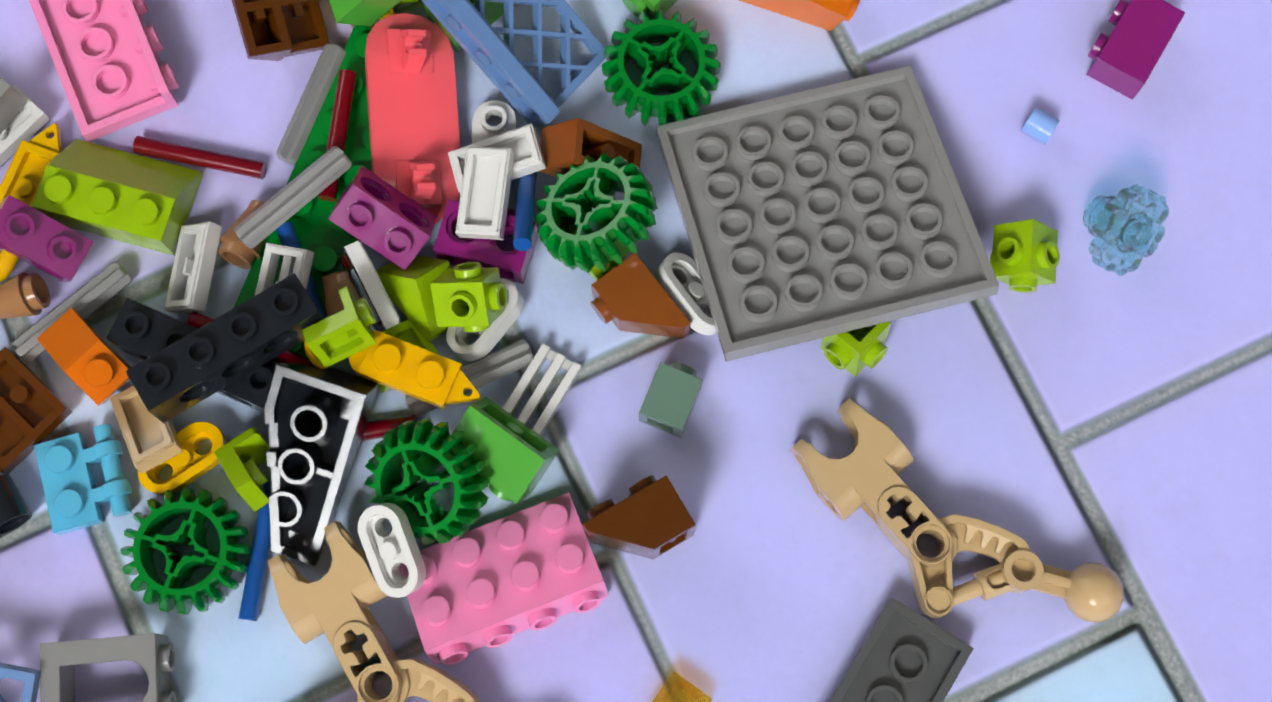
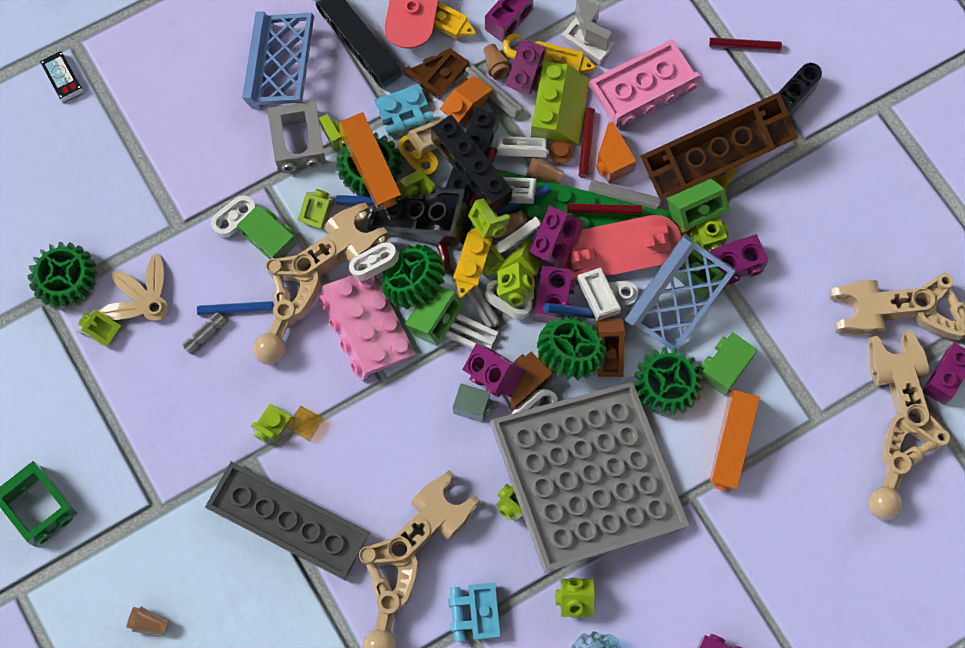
camera: 85 degrees right, 5 degrees down
(109, 617) = (331, 131): none -> lime bracket
(190, 540) = (369, 160): none -> orange slope
(212, 202) = (561, 152): none -> dark orange plate
(232, 110) = (614, 155): none -> orange slope
(261, 658) = (315, 208): none -> lime bracket
(293, 197) = (563, 189): light grey axle -> none
(485, 193) = (576, 287): white tile -> none
(613, 347) = (493, 370): none -> magenta brick
(643, 523) = (399, 392): reddish brown slope -> none
(1037, 412) = (483, 612): none -> medium azure plate
(1040, 125) = (662, 607): light blue piece -> none

